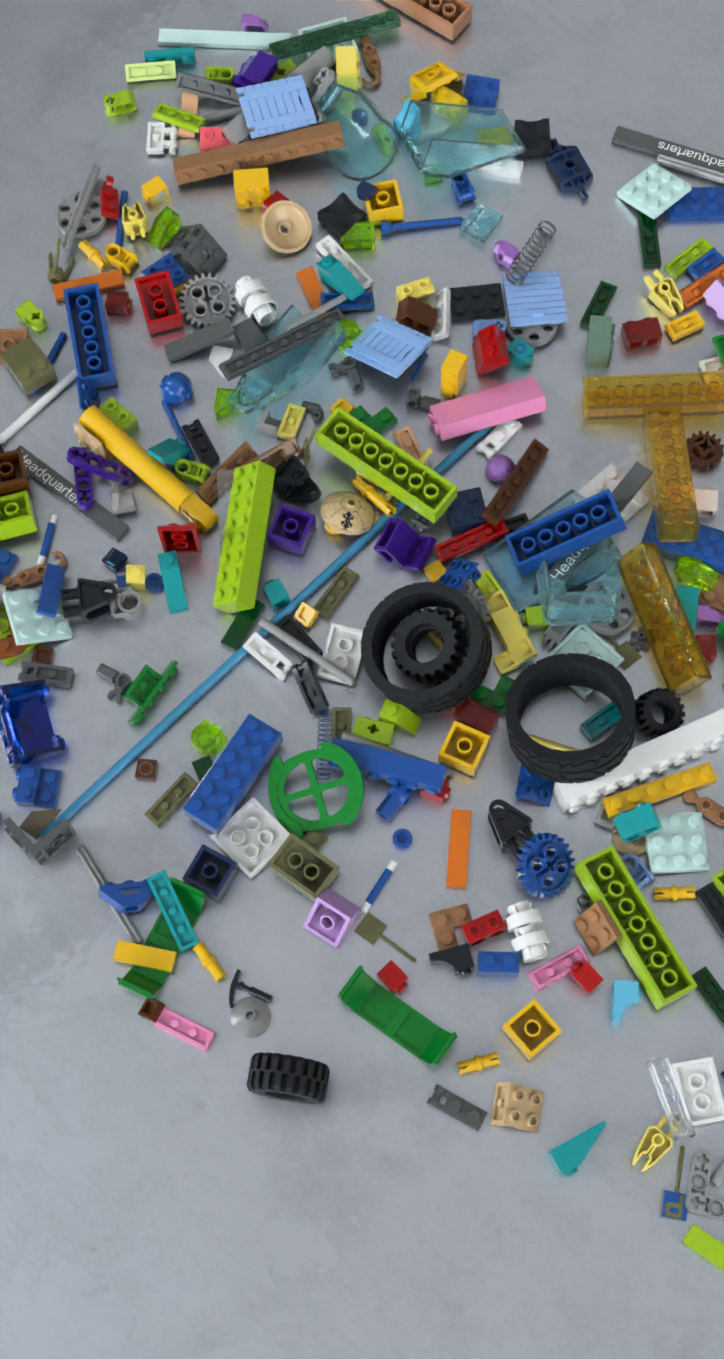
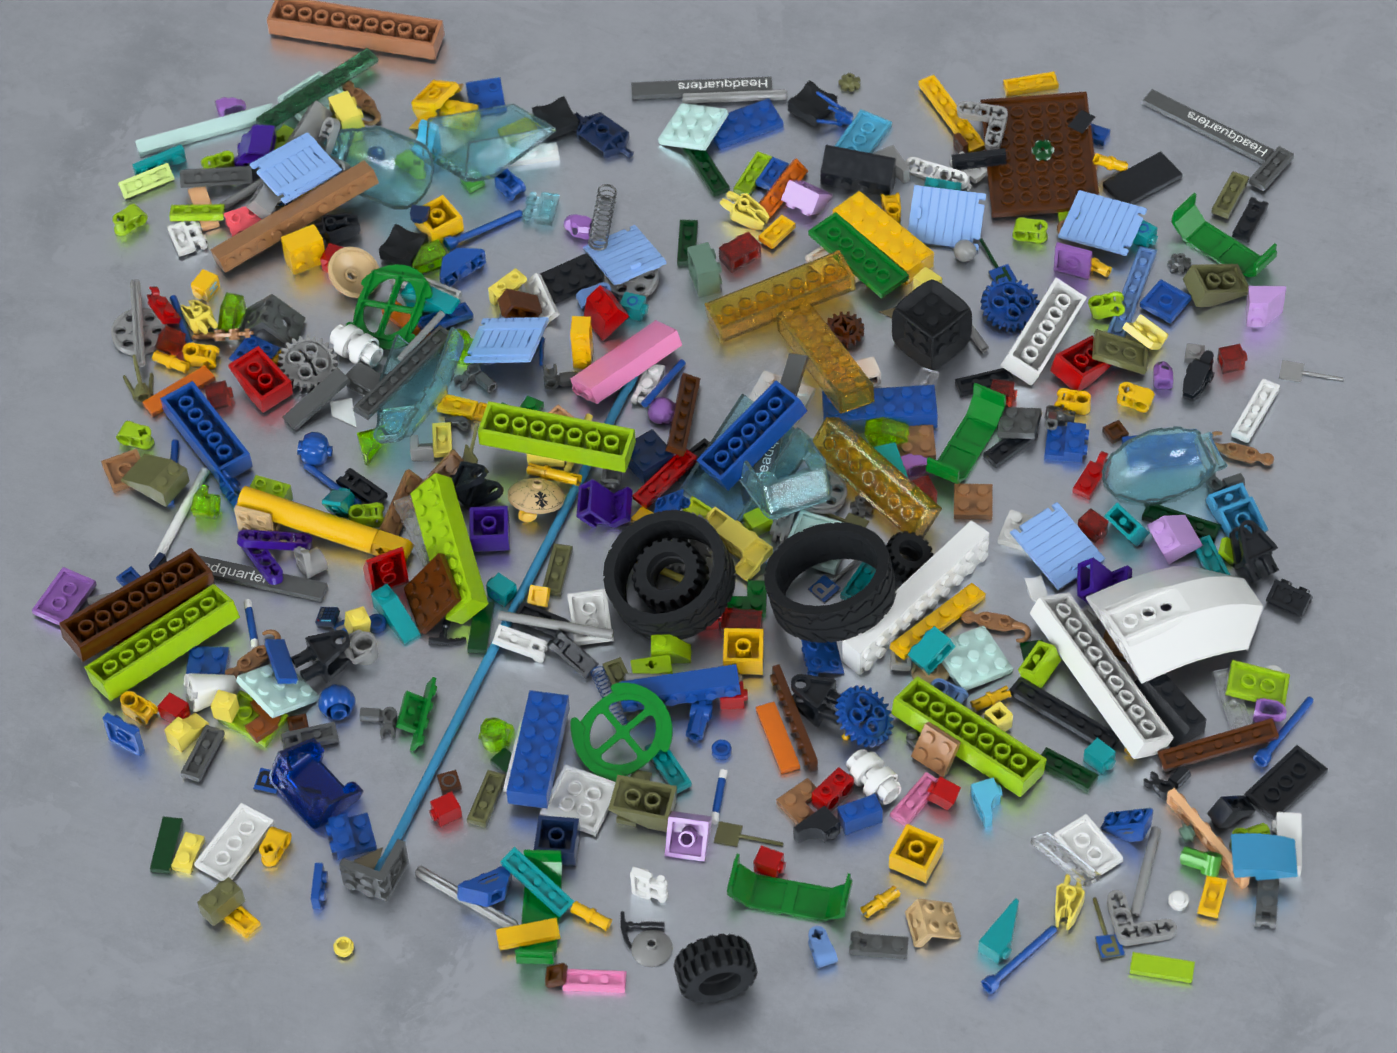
camera: 25 degrees left, 15 degrees down
(58, 407) = (205, 504): none -> clear neon green piece
(82, 647) = (336, 702): none -> blue plant
(100, 235) = (170, 340): none -> clear red brick
(128, 797) = (445, 809): none -> red brick
(146, 245) = (220, 335): none -> medium nougat piece
(204, 623) = (442, 639): none -> black piece
(210, 576) = (432, 593): none -> reddish brown plate
(268, 952) = (646, 886): none -> white plate
(291, 176) = (338, 227): none -> black hinge
(319, 394) = (458, 406): none -> yellow plate
(334, 270) = (400, 274): none -> green window
(346, 843) = (671, 770): none -> teal plate
(382, 253) = (460, 264): none -> blue slope
(401, 1092) = (821, 948): none -> medium blue piece
(480, 843) = (796, 725): none -> reddish brown plate
(515, 440) = (663, 383): none -> blue bar
(545, 1195) = (992, 982): none -> blue piece
(570, 710) = (826, 588): none -> piece
(671, 919) = (999, 716): none -> light yellow brick

